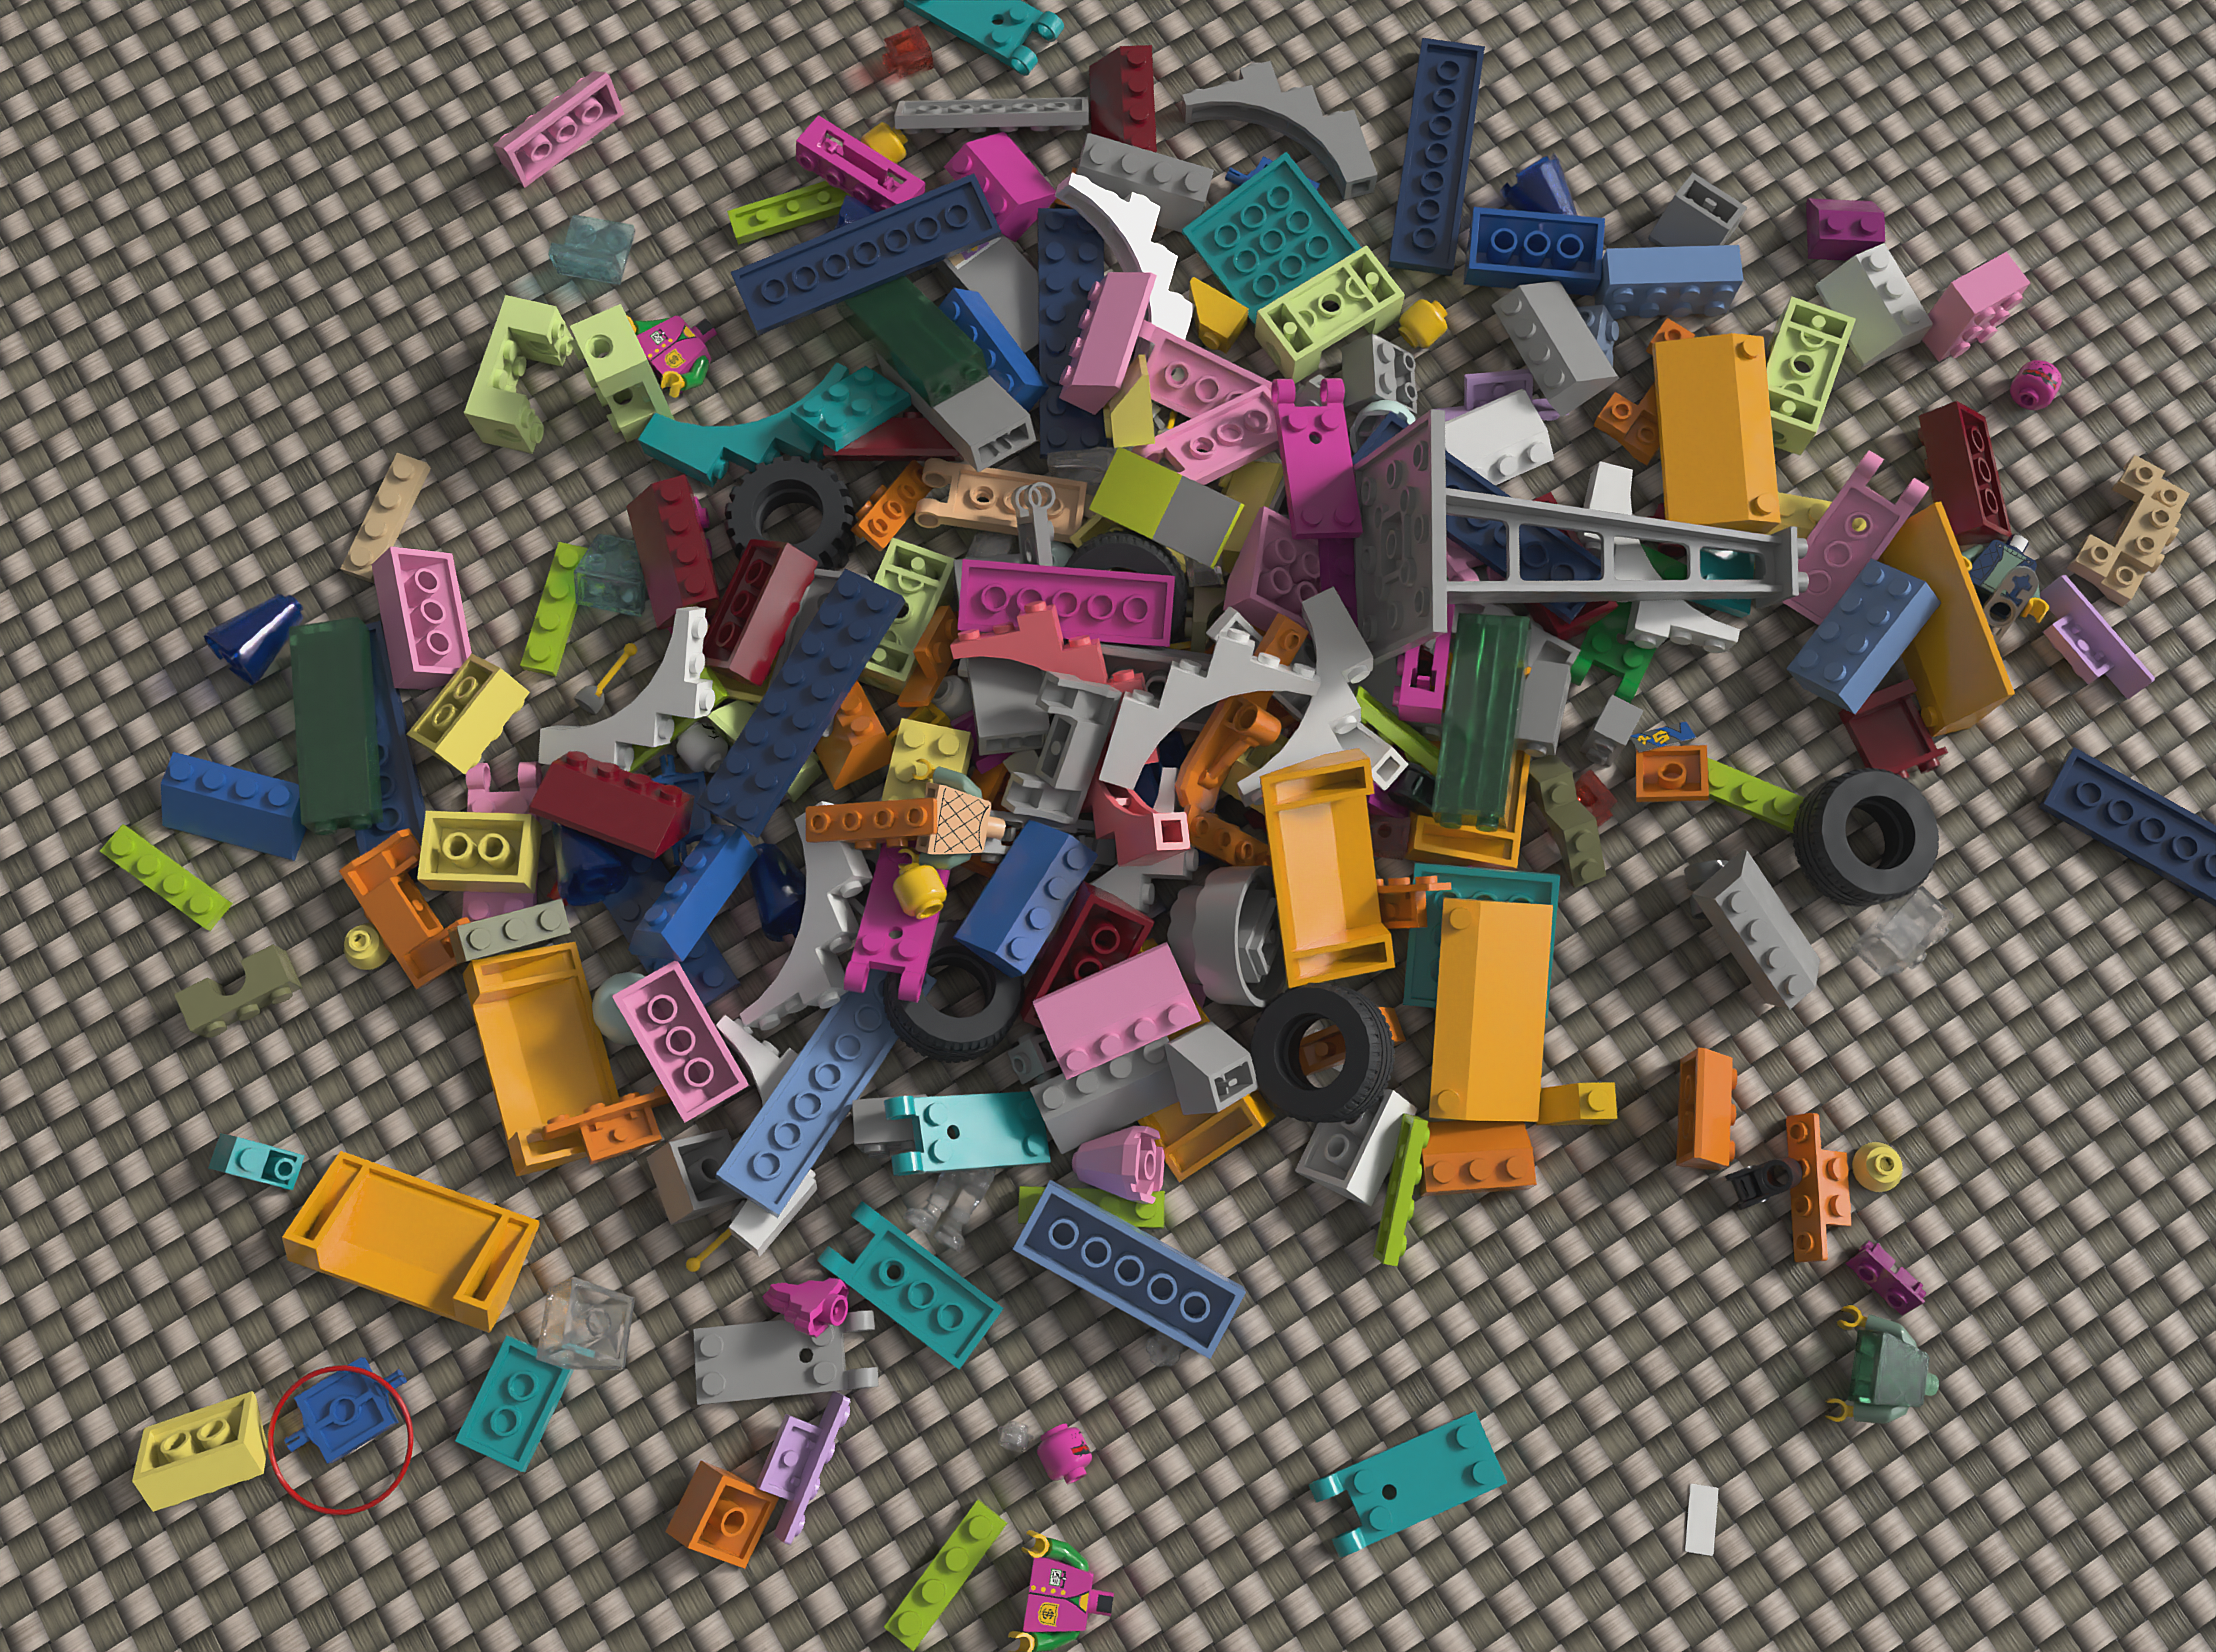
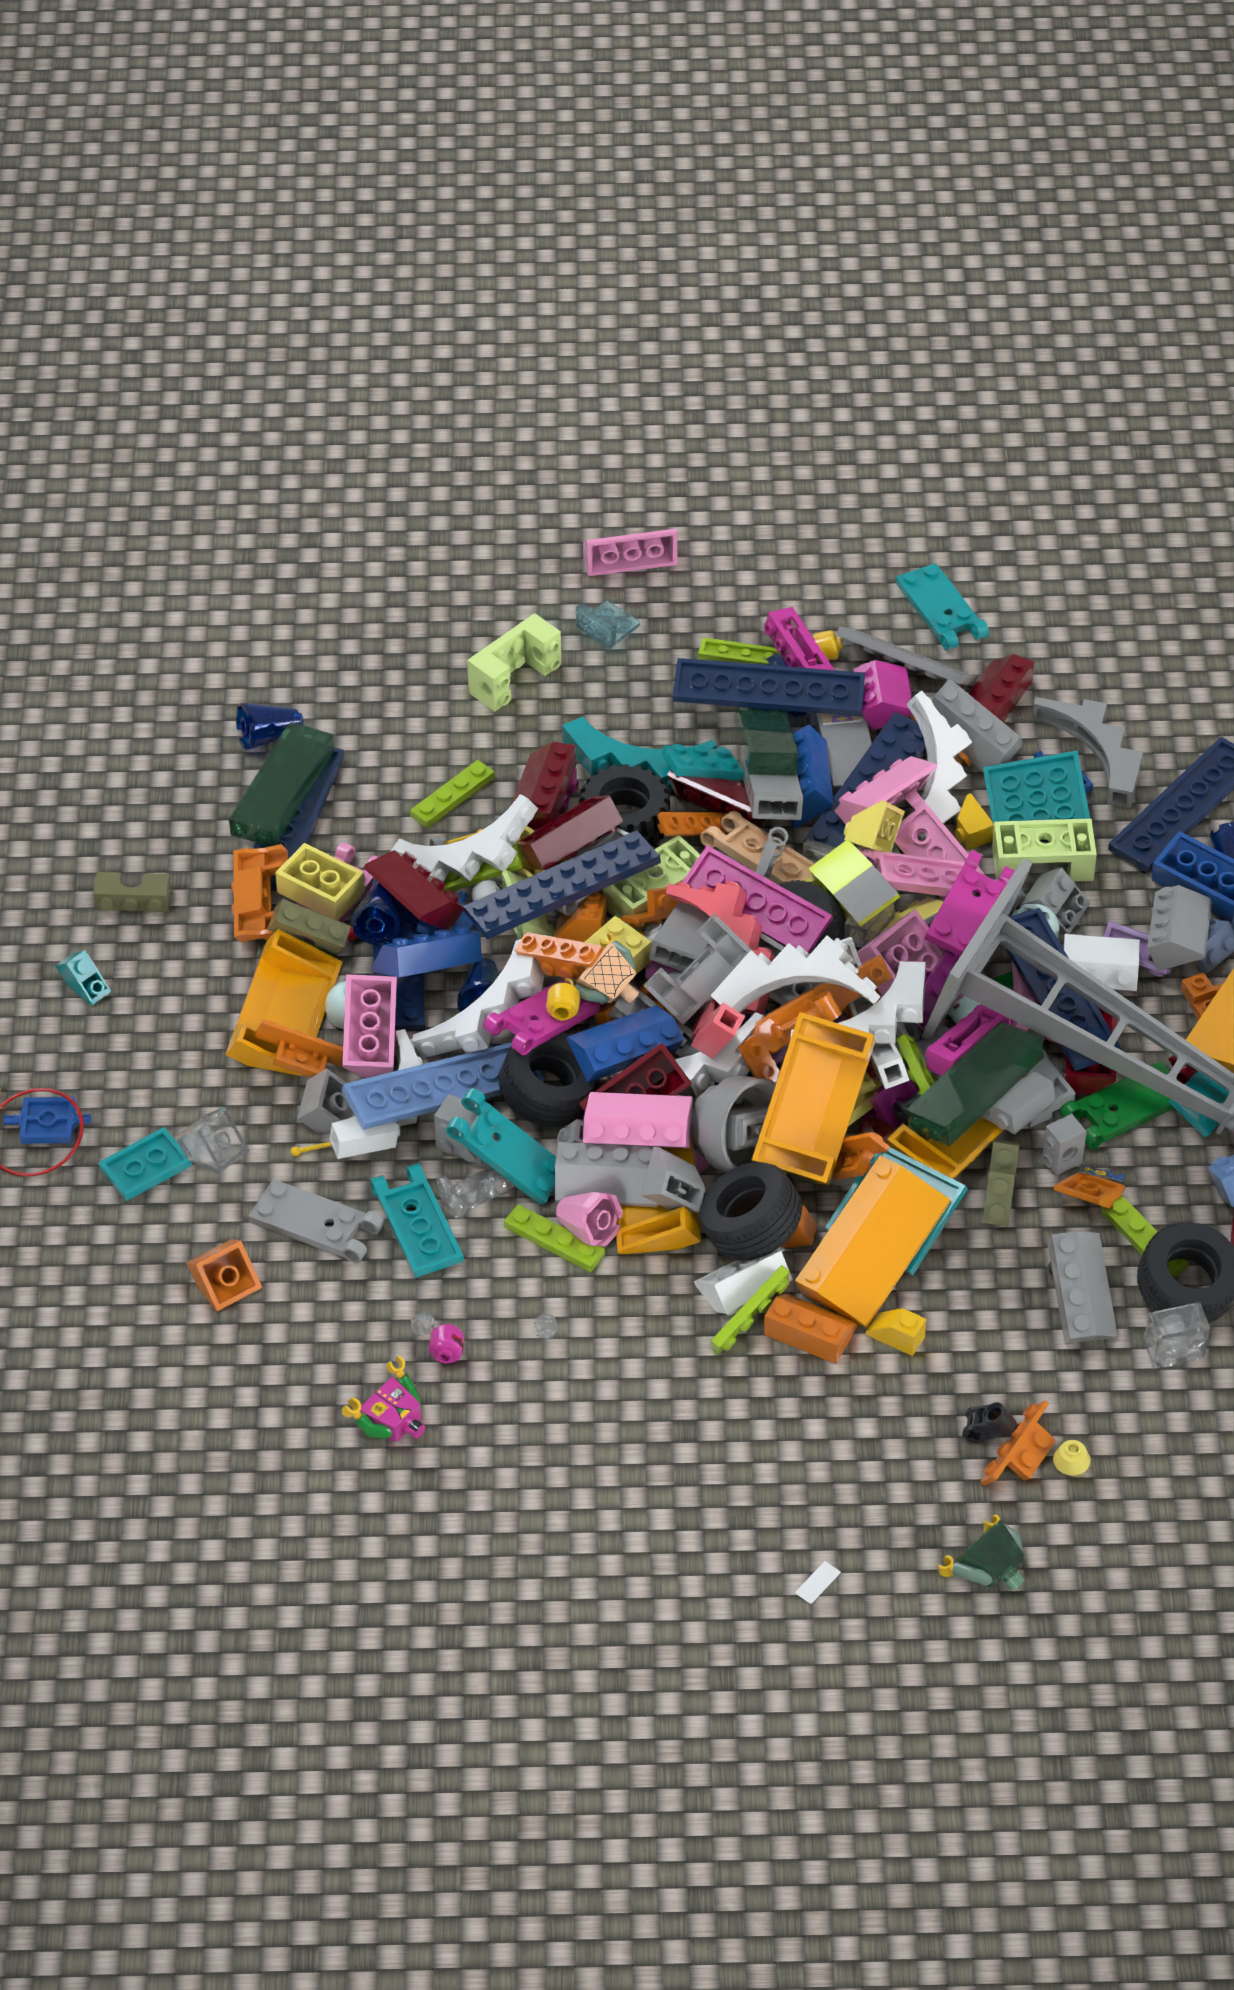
camera: 30 degrees right, 25 degrees down
(166, 877) = (130, 821): lime plate -> none
(232, 806) = (193, 801): blue slope -> none
(365, 947) = (219, 905): light yellow cone -> none
(386, 515) = (383, 703): tan plate -> none
(411, 1240) = (142, 1057): light orange slope -> none
(421, 616) = (369, 760): bright pink slope -> none
(468, 713) = (362, 814): light yellow brick -> none
(611, 576) = (493, 790): clear light blue bracket -> none
(621, 373) = (577, 672): yellowish green plate -> none
(676, 351) = (615, 691): torso -> none
(797, 1461) = (286, 1267): lavender bracket -> none
(810, 1304) = (351, 1195): dark pink rock -> none
(907, 52) = (876, 604): clear red brick -> none
(945, 1575) = (332, 1372): lime plate -> none
(1130, 1269) = (553, 1265): medium blue brick -> none
(1423, 323) = (1106, 886): yellow head -> none
(1428, 1476) = (657, 1467): teal hinge -> none
(1594, 794) = (1030, 1182): clear red bracket -> none
(1649, 620) = (1139, 1100): white arch -> none
(1705, 1110) = (977, 1366): orange slope -> none
(1897, 1288) = (1029, 1507): magenta hinge -> none

